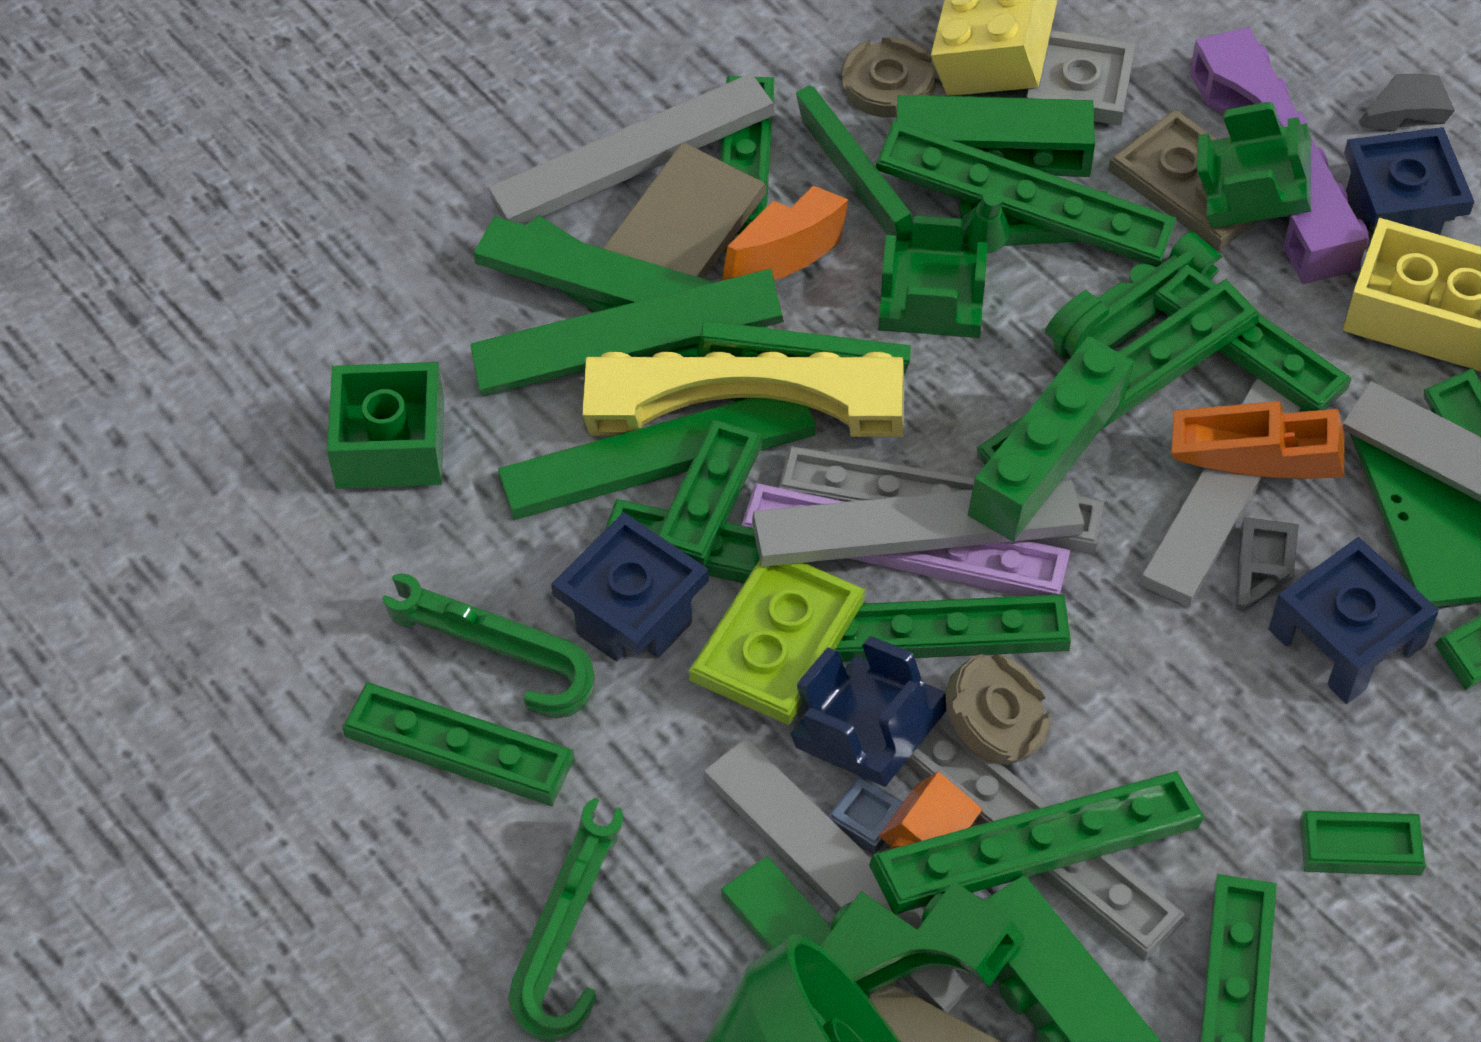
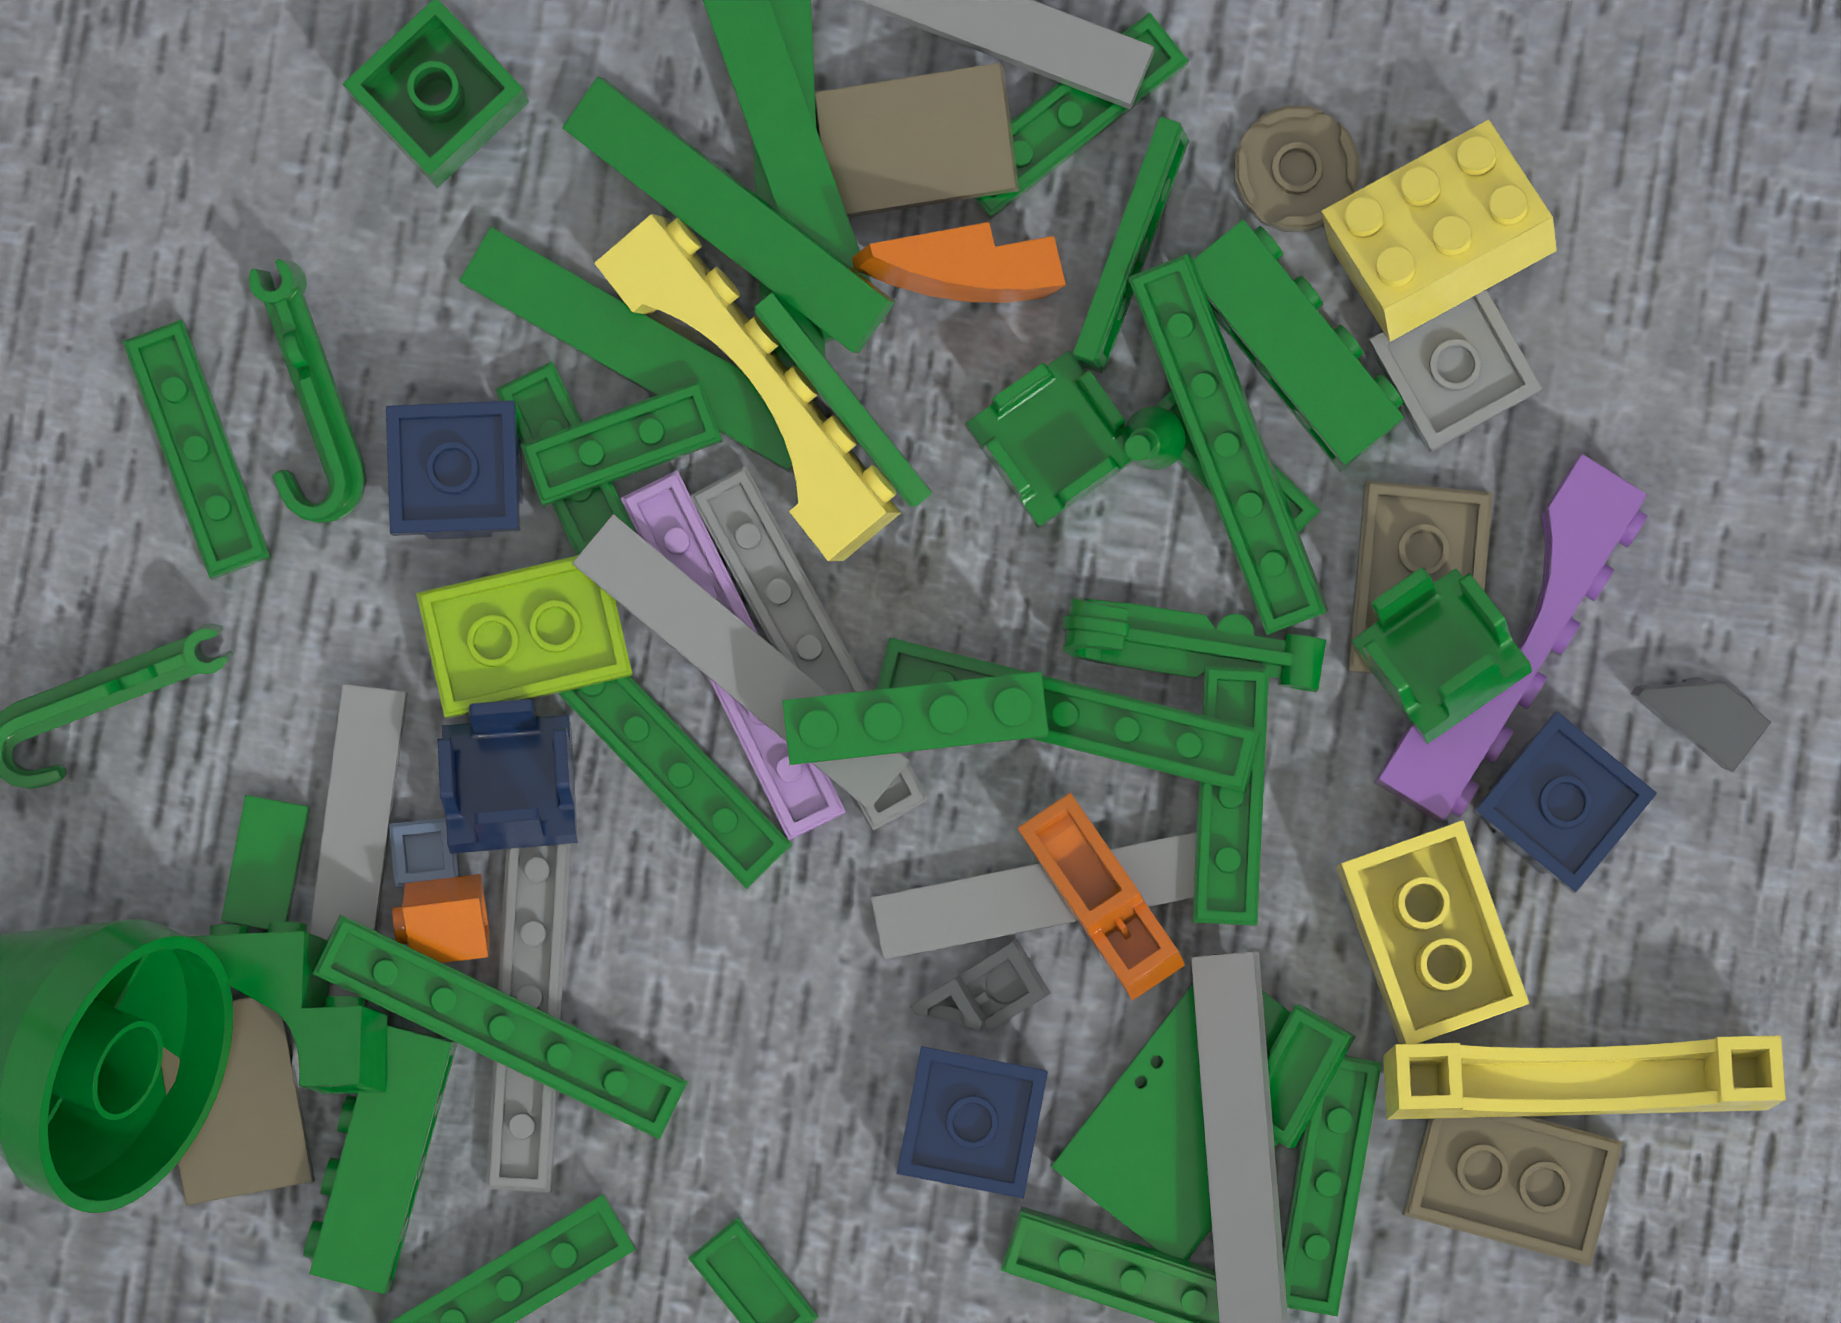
camera: 50 degrees right, 30 degrees up
(997, 709) = (609, 885): dark tan tile -> none

